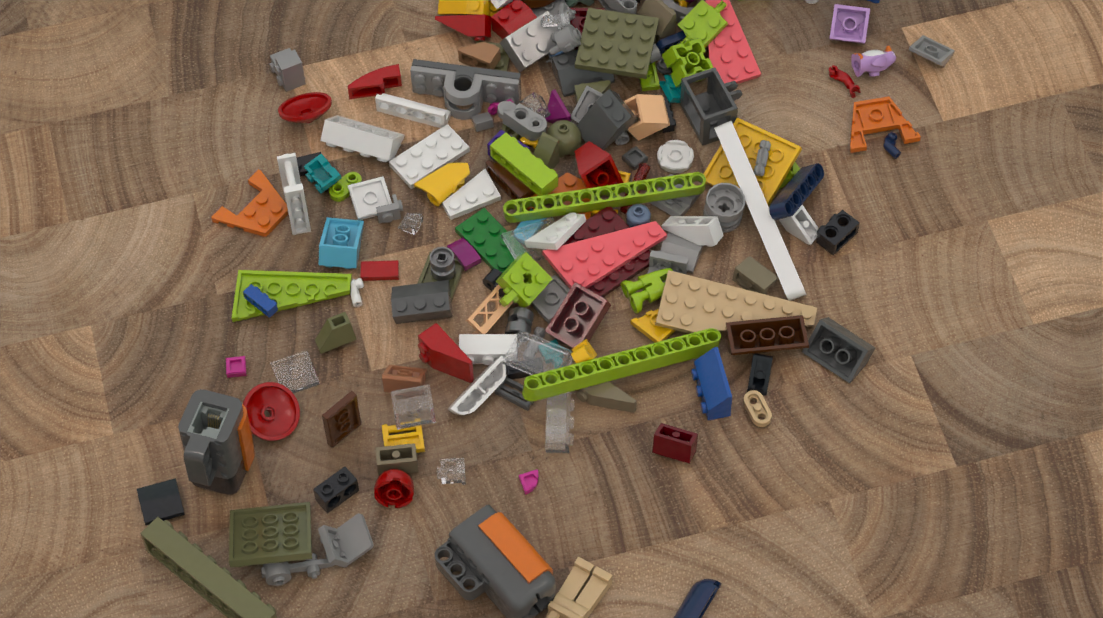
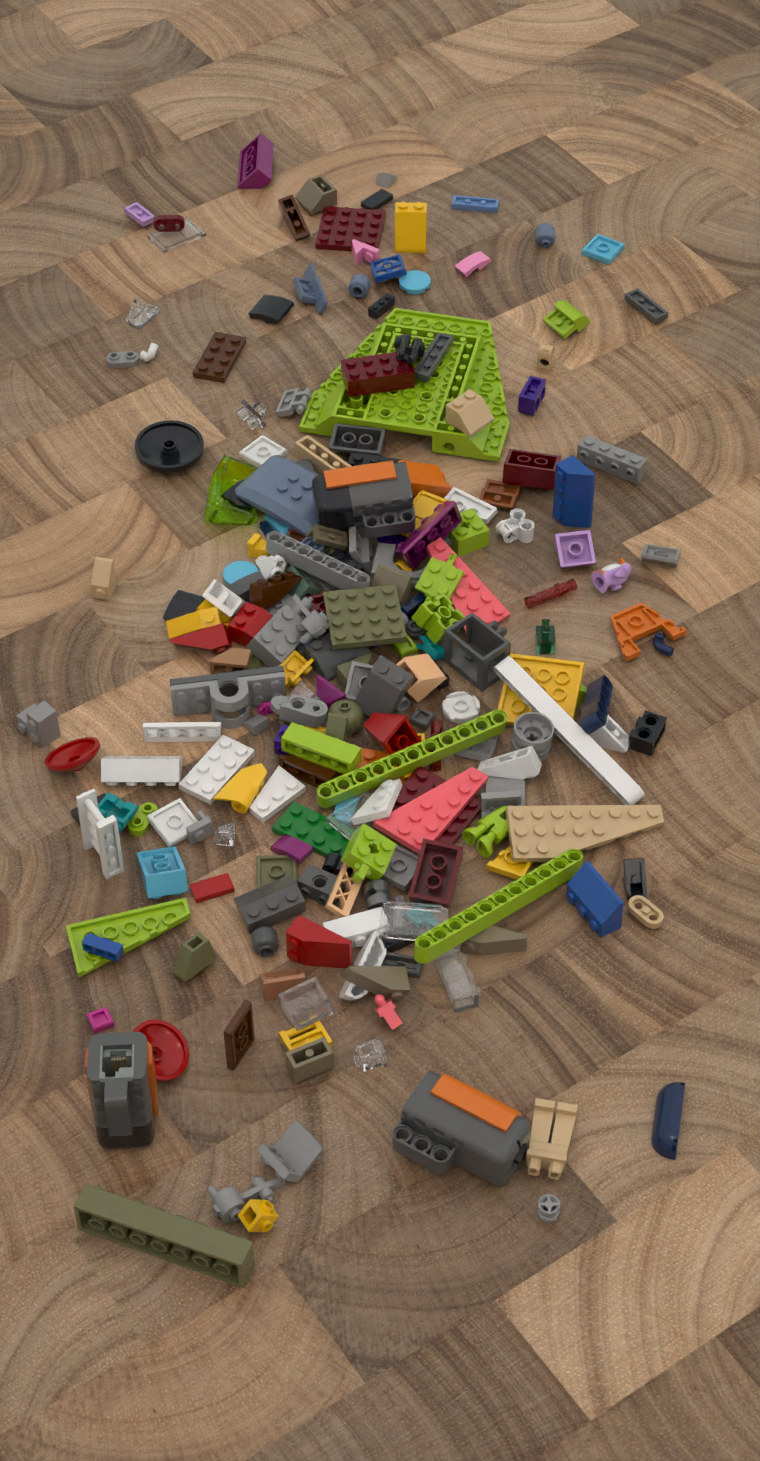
camera: 20 degrees left, 10 degrees down
(160, 501) = (73, 1173): black slope -> none
(261, 214) = (66, 867): orange wing -> none
(270, 534) = (210, 1170): olive plate -> none
(295, 372) = (165, 1005): clear tile -> none
(296, 588) = (258, 1215): none -> yellow brick
(336, 489) = (258, 1107): black brick -> none
(354, 292) = (195, 915): white arm -> none
(375, 82) = (134, 714): red slope -> none
(394, 488) = (319, 1088): red cylinder -> none
(404, 335) = (264, 941): none -> dark grey head
(442, 263) = (277, 861): flat silver wheel -> none
(469, 289) = (318, 884): none -> dark grey brick
(482, 433) = (386, 1009): none -> coral piece
(488, 405) = (384, 980): none -> dark tan slope
(529, 481) = (450, 1043): dark pink tile -> none
(536, 75) = (294, 667): none -> yellow bracket
(559, 20) = (300, 609): clear piece -> none
(583, 352) = (457, 903): yellow leg -> none
(638, 215) = (451, 766): sand blue head -> none
(673, 443) = (582, 964): dark red brick -> none
(754, 276) = (587, 792): dark tan panel -> none
(762, 157) = (551, 681): light grey axle -> none
(766, 335) = (625, 840): reddish brown slope -> none
(781, 109) = (545, 638): none -> clear green brick
(807, 63) = (557, 590): none -> clear red pin
(838, 349) = (698, 837): dark grey slope -> none
(844, 77) = (586, 597): red arm -> none

